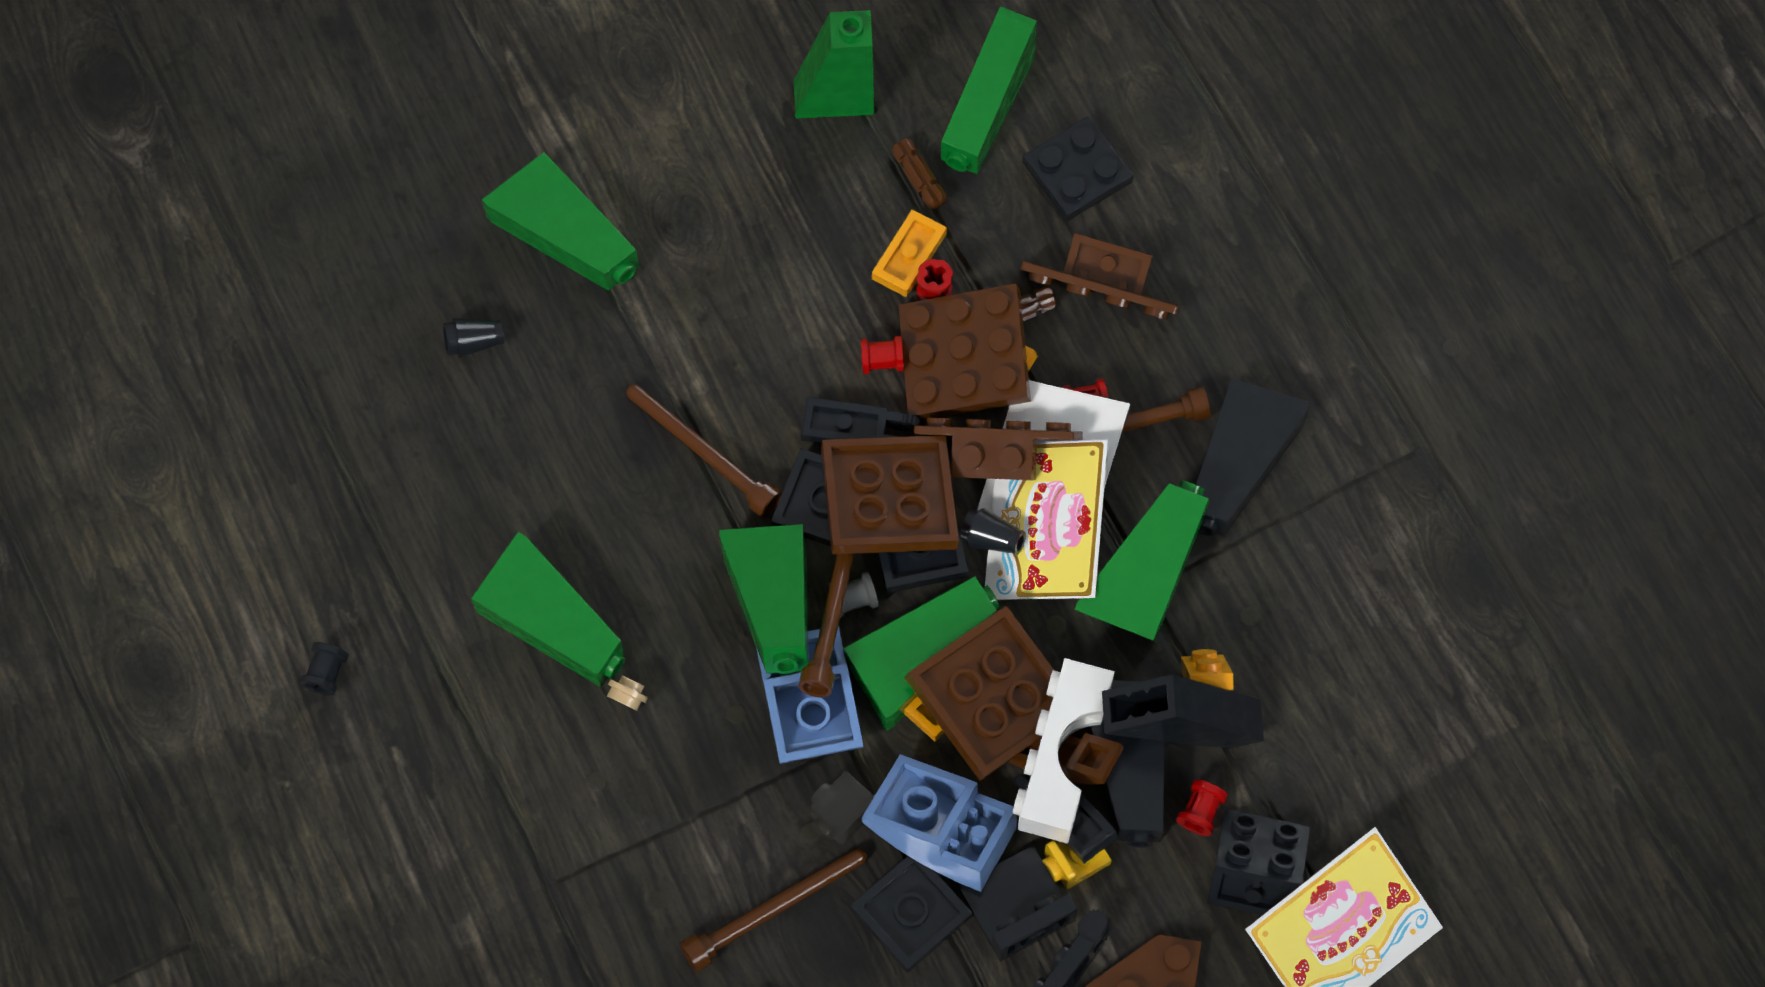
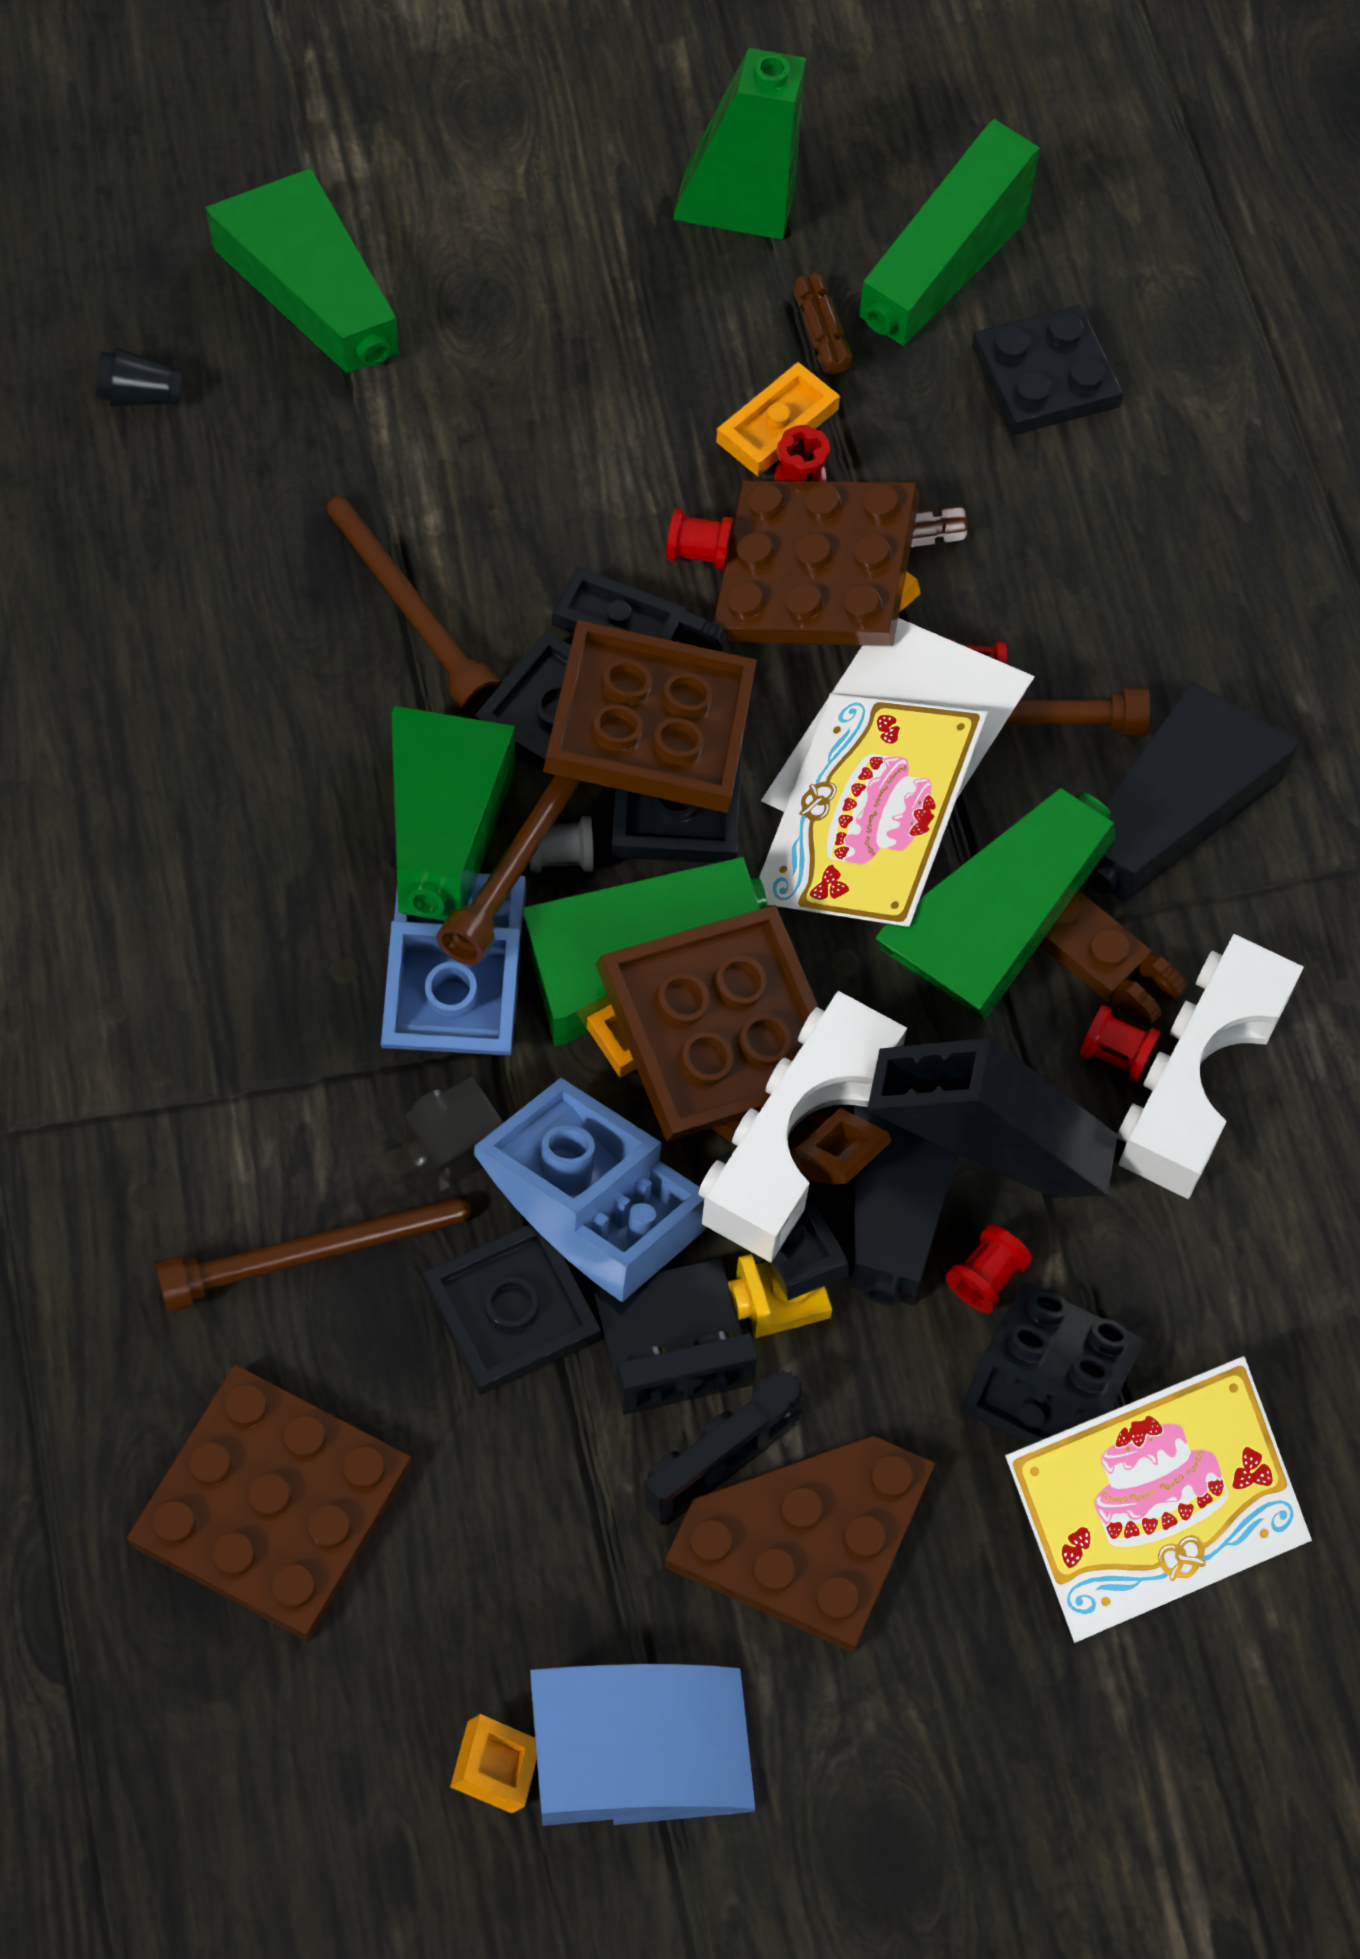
camera: 10 degrees right, 5 degrees down
(545, 611) = (112, 756): green slope -> none
(627, 692) = (195, 896): tan plate -> none
(990, 532) = (784, 806): black cone -> none
(996, 452) = (826, 698): reddish brown bracket -> none
(1105, 269) = (1051, 503): reddish brown bracket -> none
(1208, 668) = (1056, 1067): light orange plate -> none
(1223, 578) = (1109, 957): none -> reddish brown hinge
(1246, 637) = (1119, 1043): none -> red bush
(1296, 684) = (1178, 1125): none -> white arch

